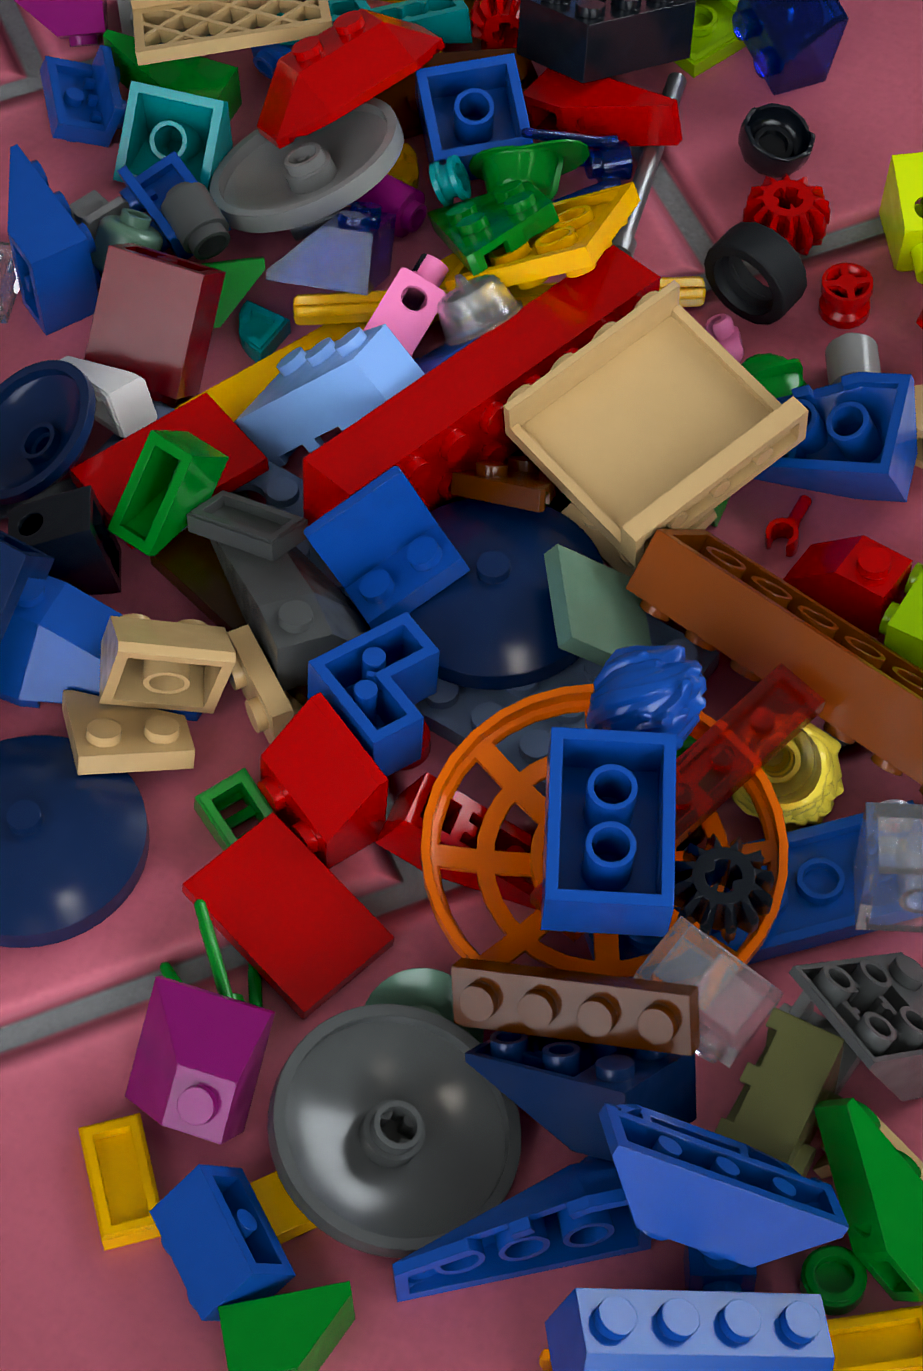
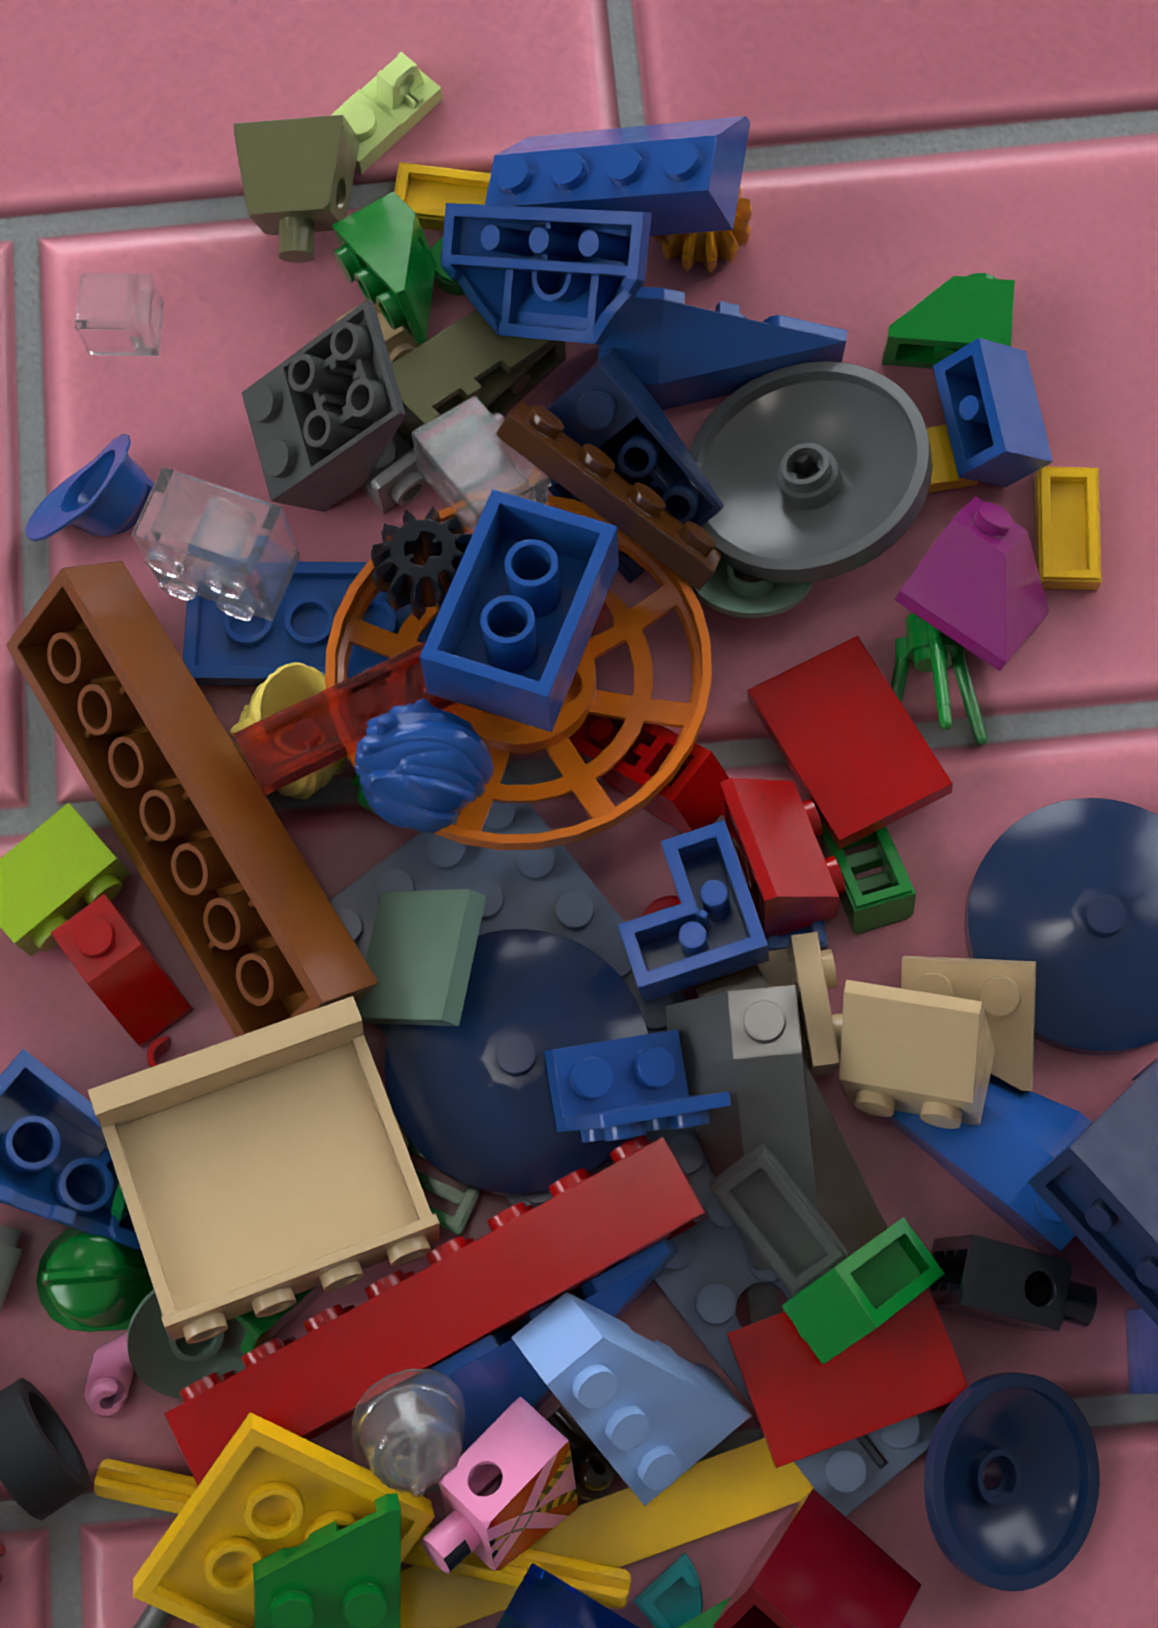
camera: 160 degrees left, 20 degrees up
(120, 396) = (894, 1495): white slope -> none
(510, 484) = (460, 1175): reddish brown wing -> none

